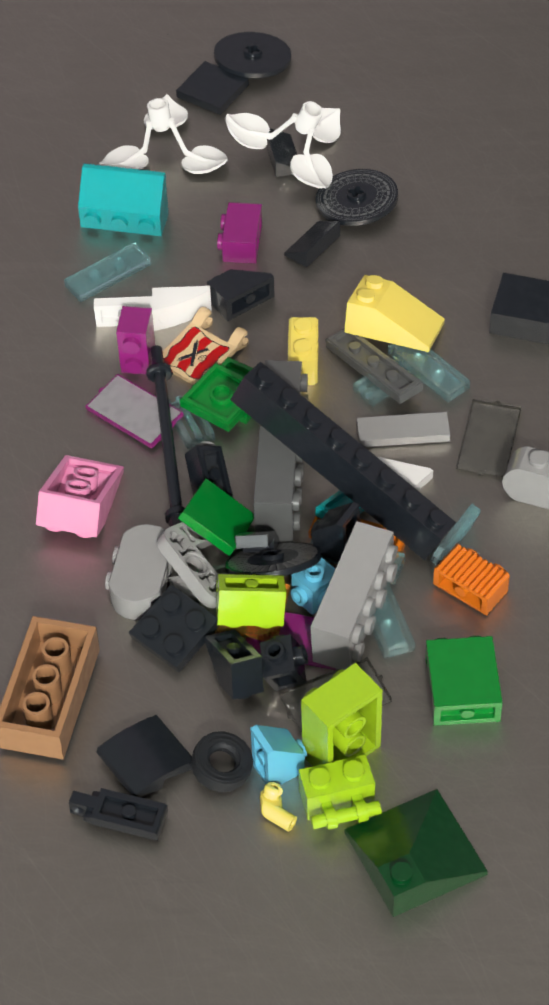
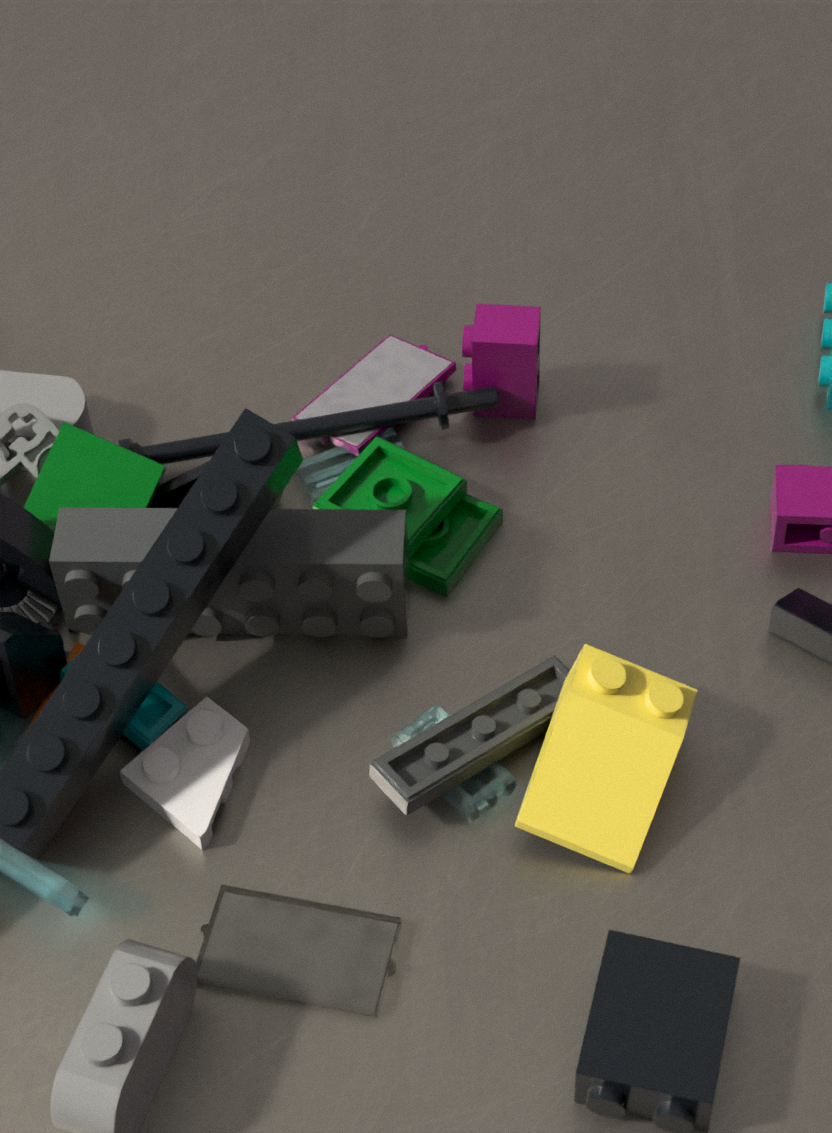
camera: 90 degrees right, 0 degrees up
(78, 496) = (185, 333): bright pink slope -> none
(107, 272) = (715, 338): clear light blue tile -> none
(168, 304) = (614, 401): white slope -> none
(198, 350) = (525, 470): flag -> none
(240, 291) = (660, 510): black slope -> none
(304, 345) = (508, 613): light yellow brick -> none
(403, 429) = (319, 794): light grey tile -> none
(433, 371) = (472, 850): clear light blue tile -> none

